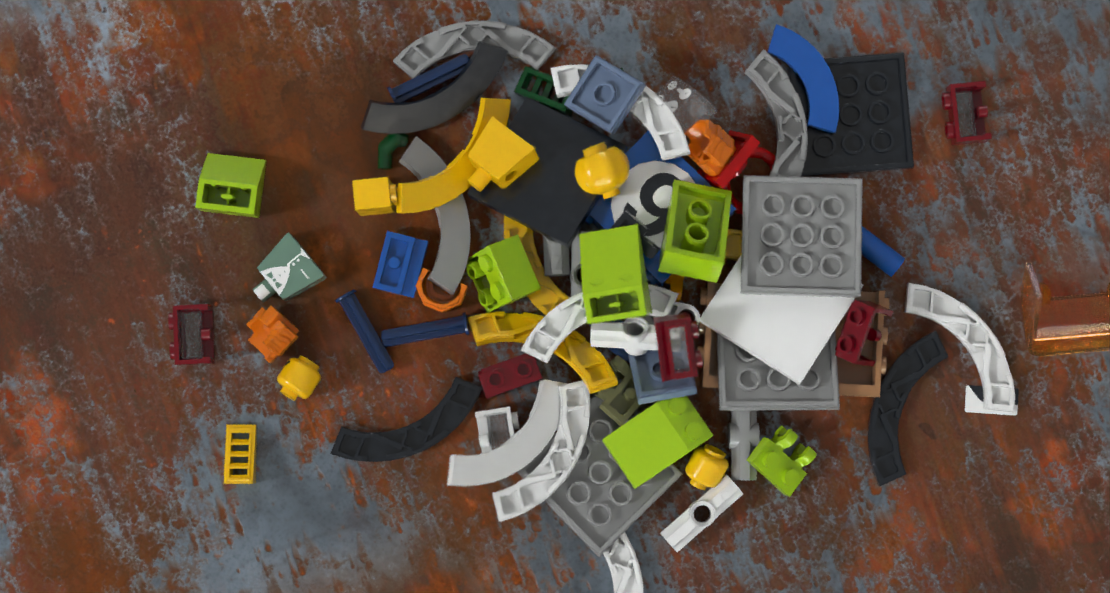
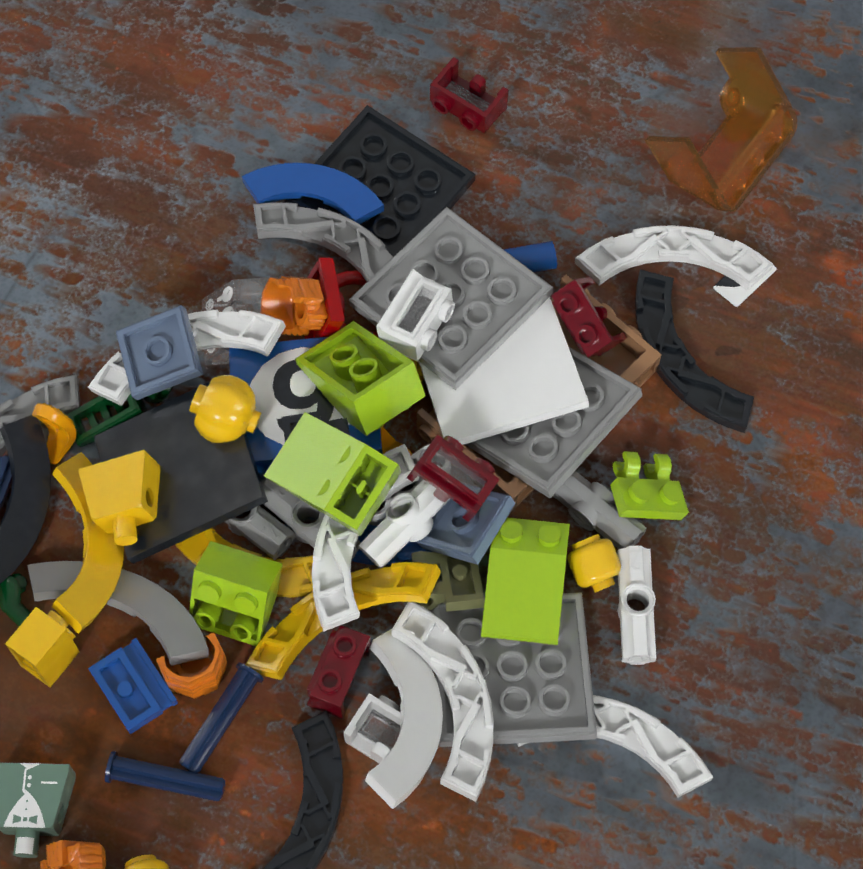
camera: 50 degrees left, 20 degrees down
(510, 76) = (61, 430): none -> light orange hair
(763, 231) = (416, 315): none -> white window

